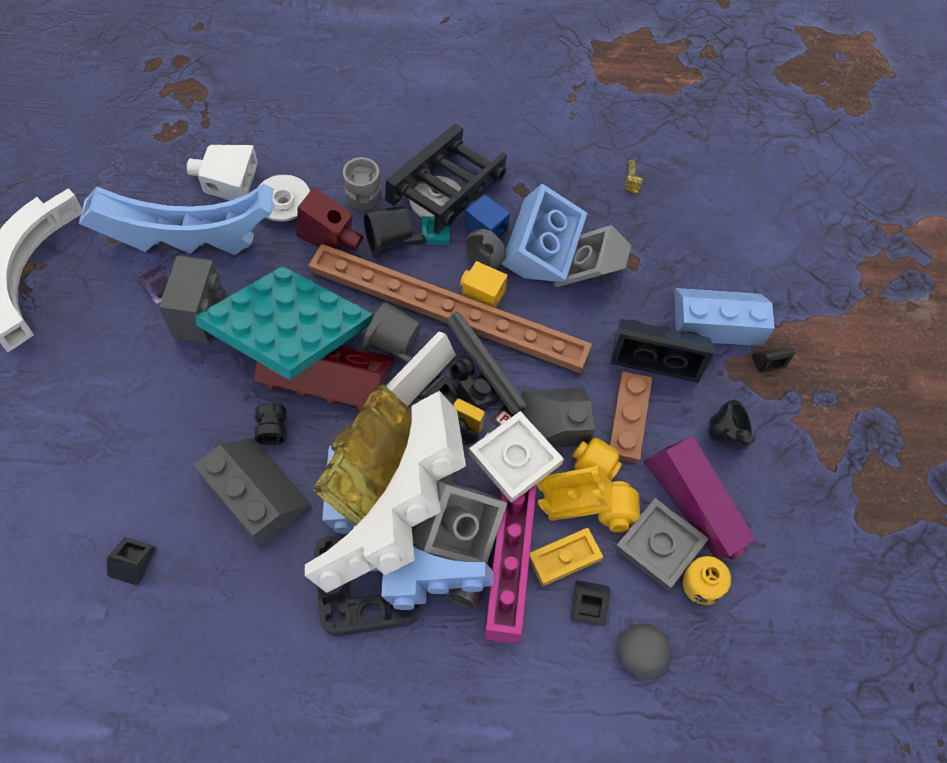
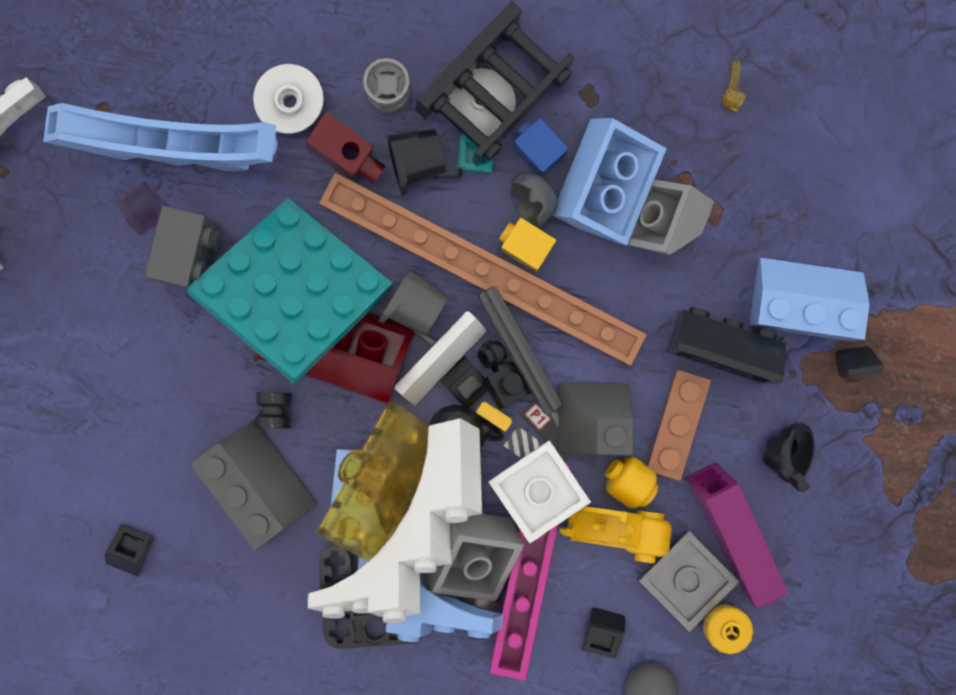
camera: 10 degrees right, 25 degrees up
(225, 170) = (217, 52): white torso -> none
(565, 557) = (583, 586): yellow plate -> none

